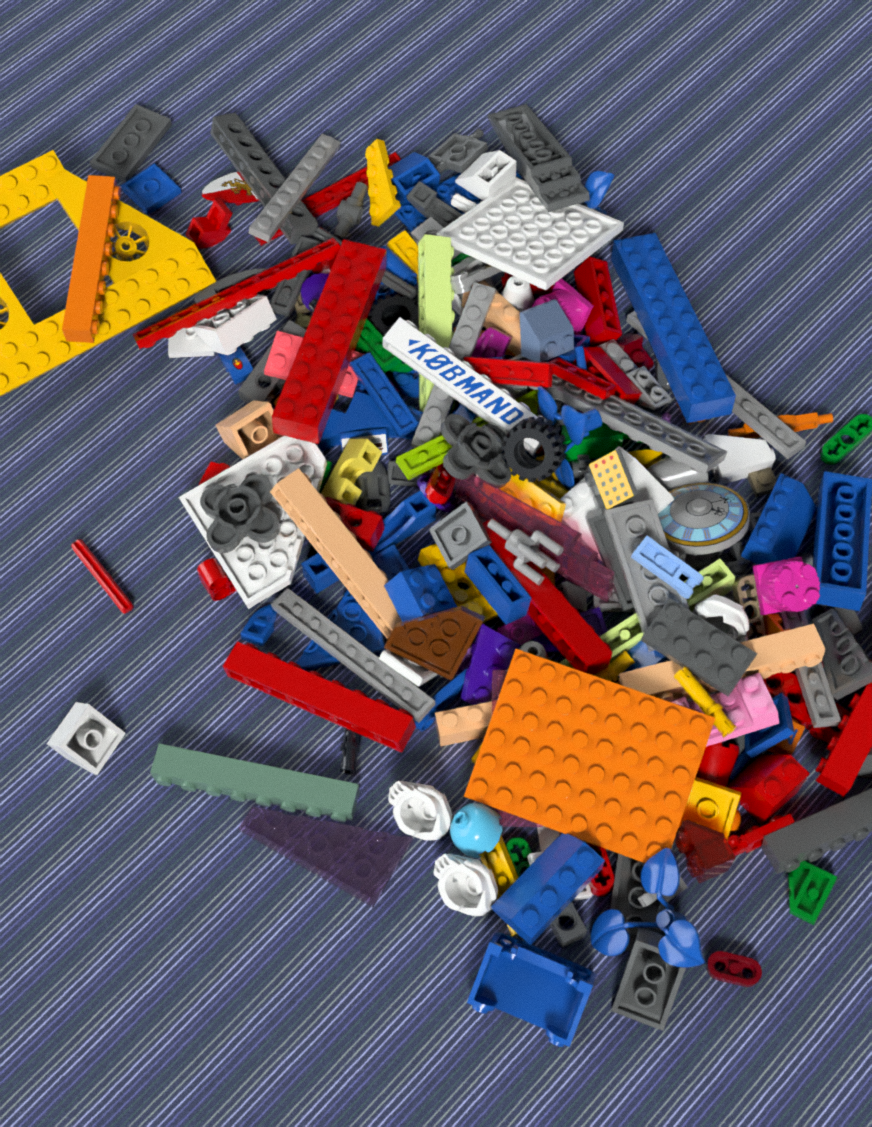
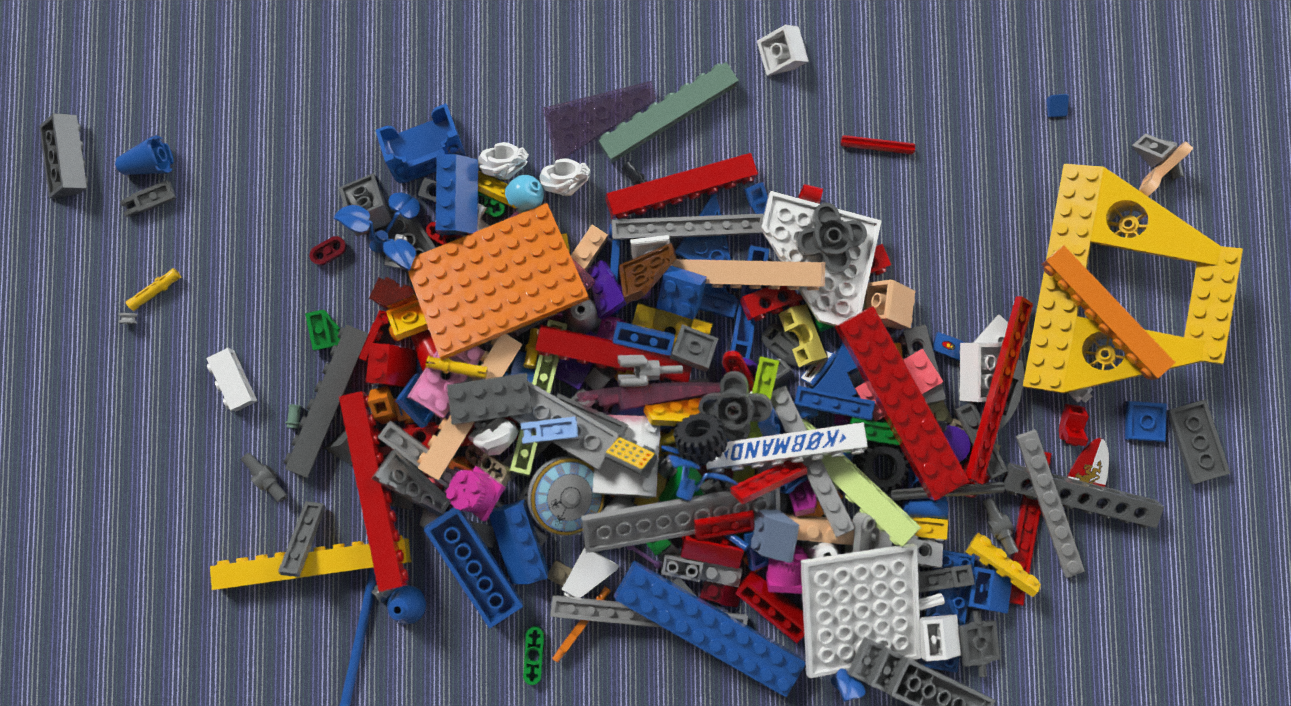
camera: 130 degrees right, 20 degrees up
(810, 752) = (382, 405): none -> orange slope

